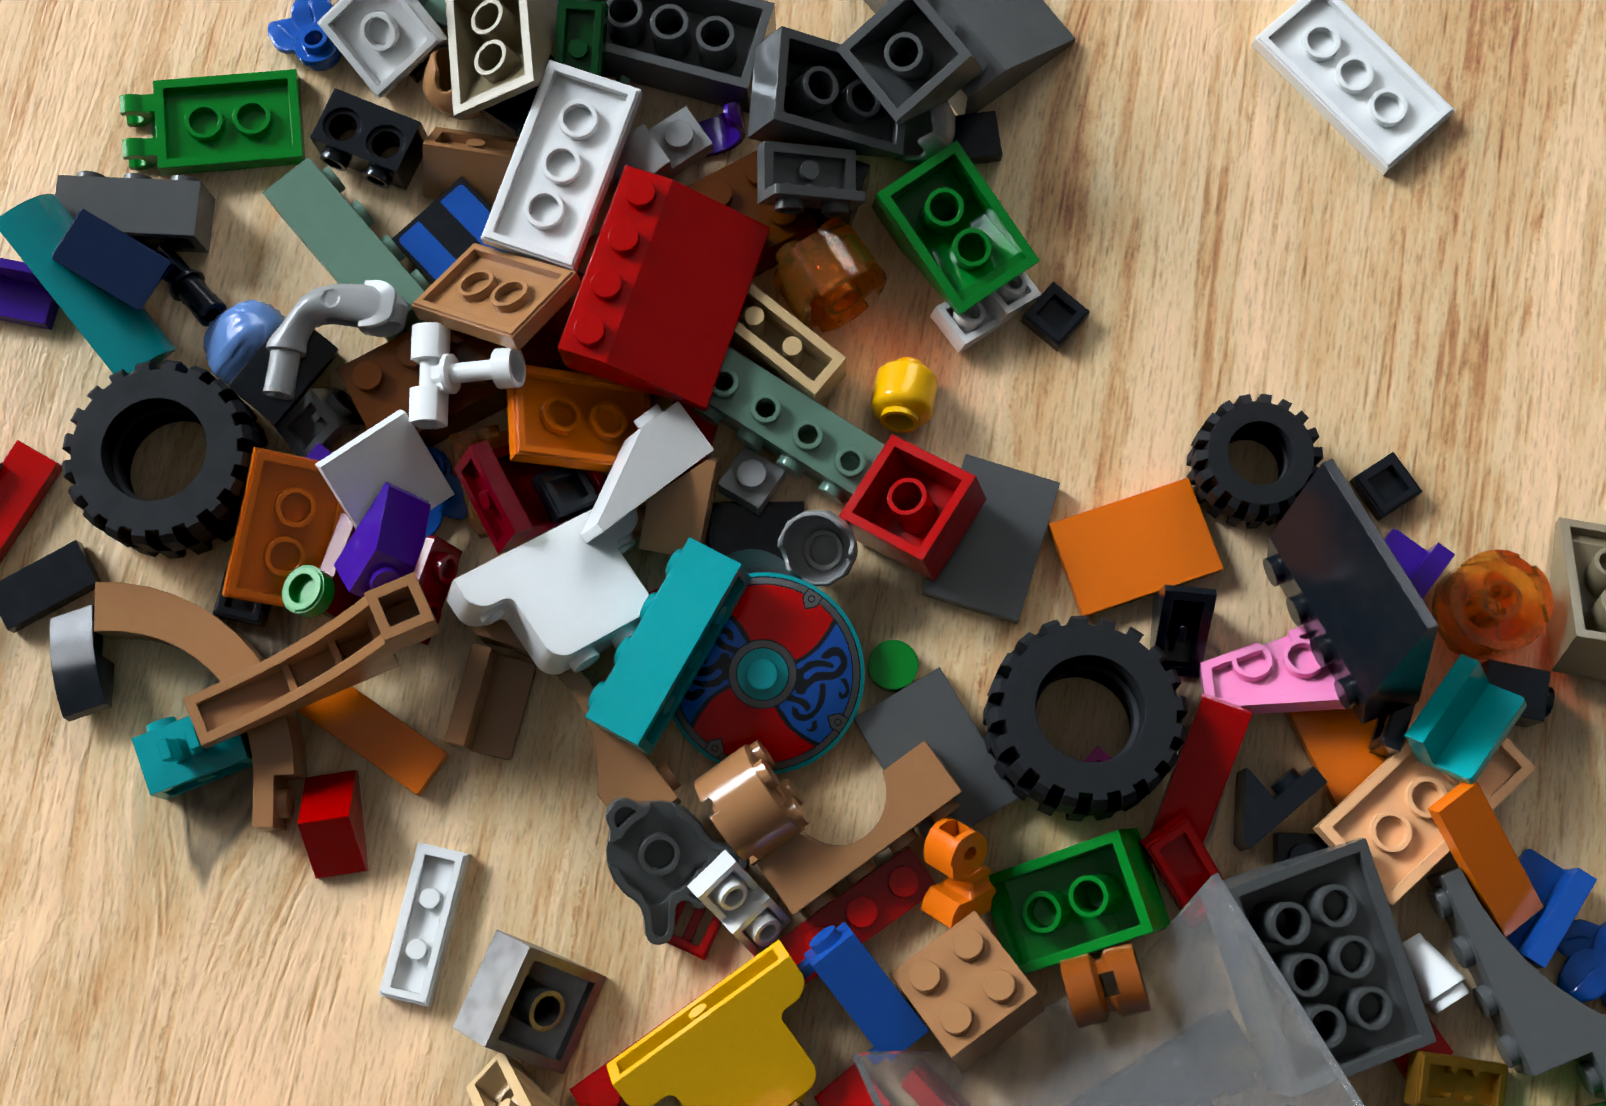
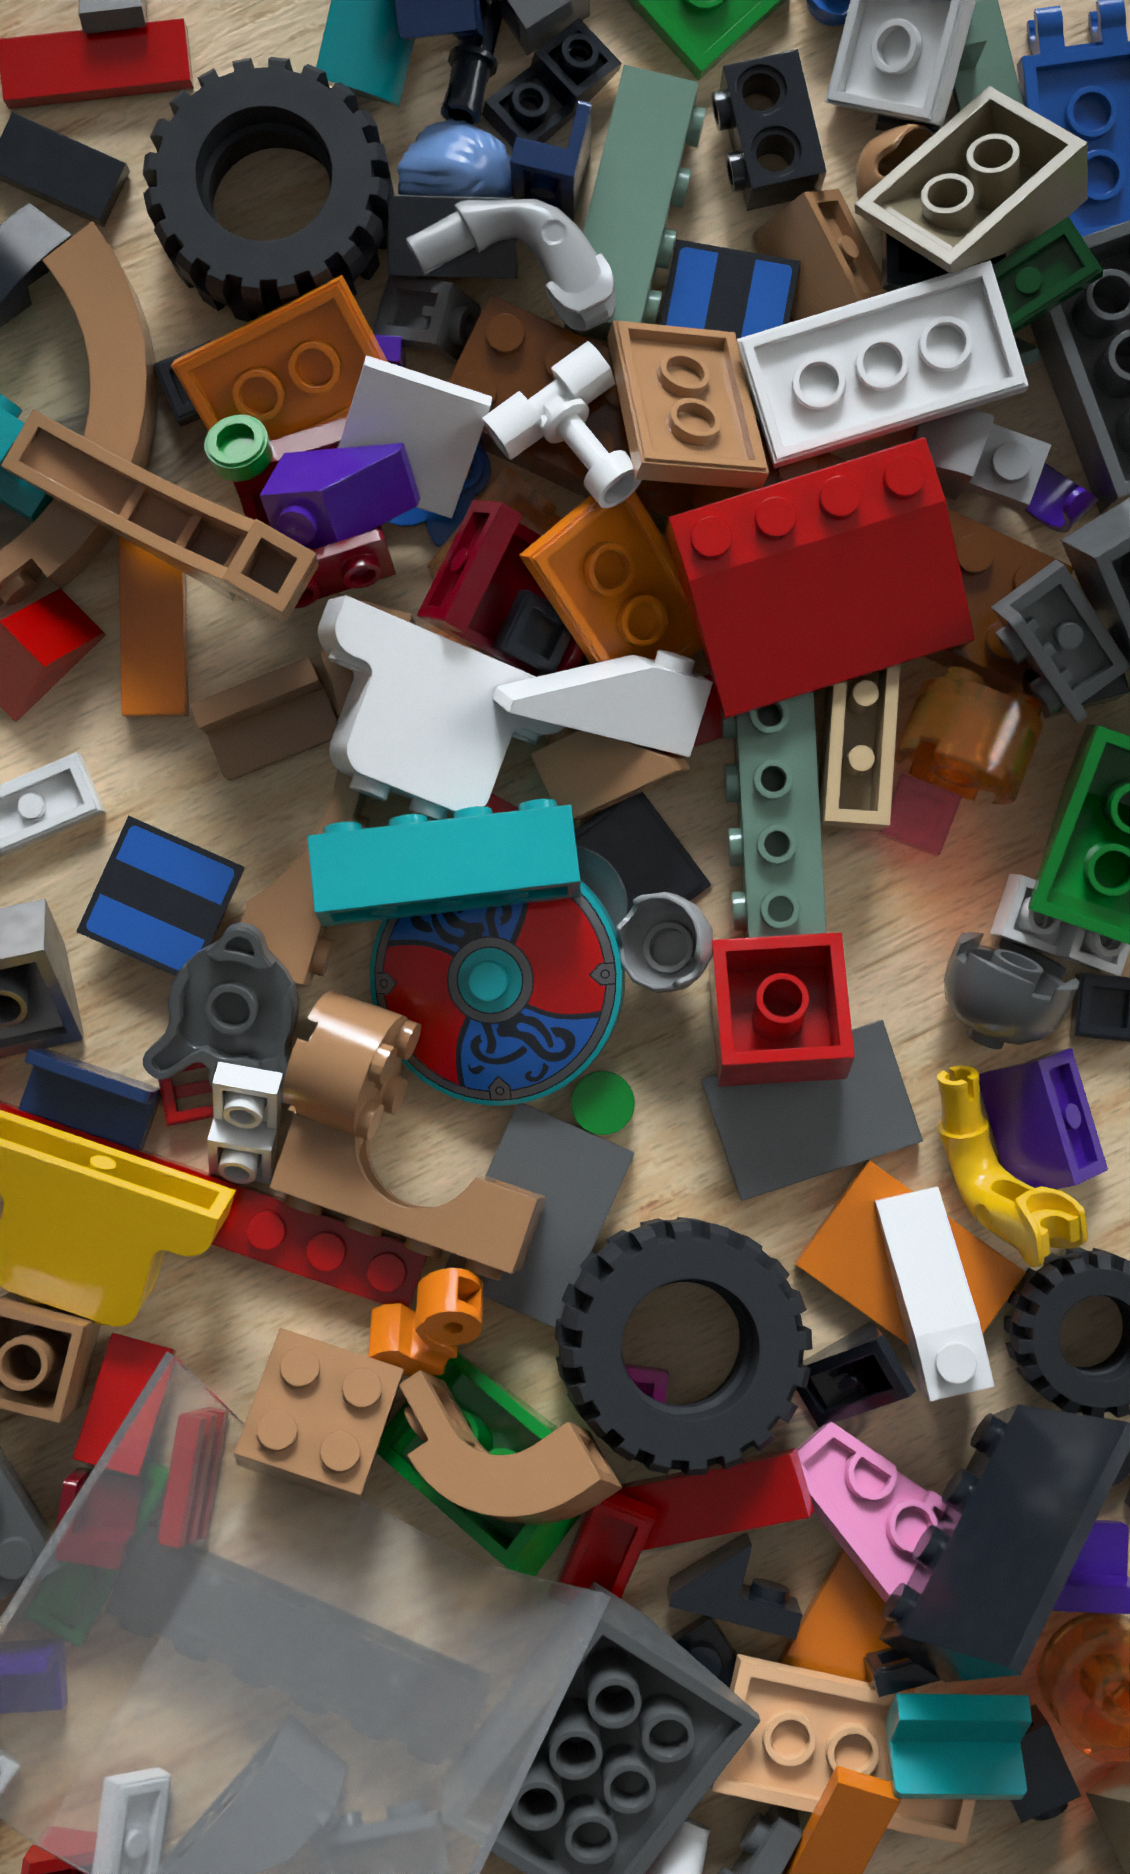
camera: 55 degrees right, 10 degrees up
(241, 251) = (548, 92): none -> black slope
(289, 277) = (551, 171): none -> dark blue panel
(552, 854) = (159, 897): none -> piece
(648, 998) = (89, 1098): none -> dark blue panel
(751, 480) = (692, 815): light grey plate -> none
(857, 342) = (921, 814): none -> clear pink tile
(862, 989) = (245, 1309): blue brick -> none
(904, 395) = (900, 910): yellow head -> none
(1002, 366) = (1005, 991): none -> dark grey cylinder
(1087, 990) = (404, 1538): dark orange wheel -> none
(1100, 404) = (1043, 1121): none -> dark purple panel
(1108, 878) = (535, 1486): none -> medium nougat arch
(1149, 451) = (1007, 1207): none -> yellow piece
(1163, 541) = (933, 1295): none -> white slope

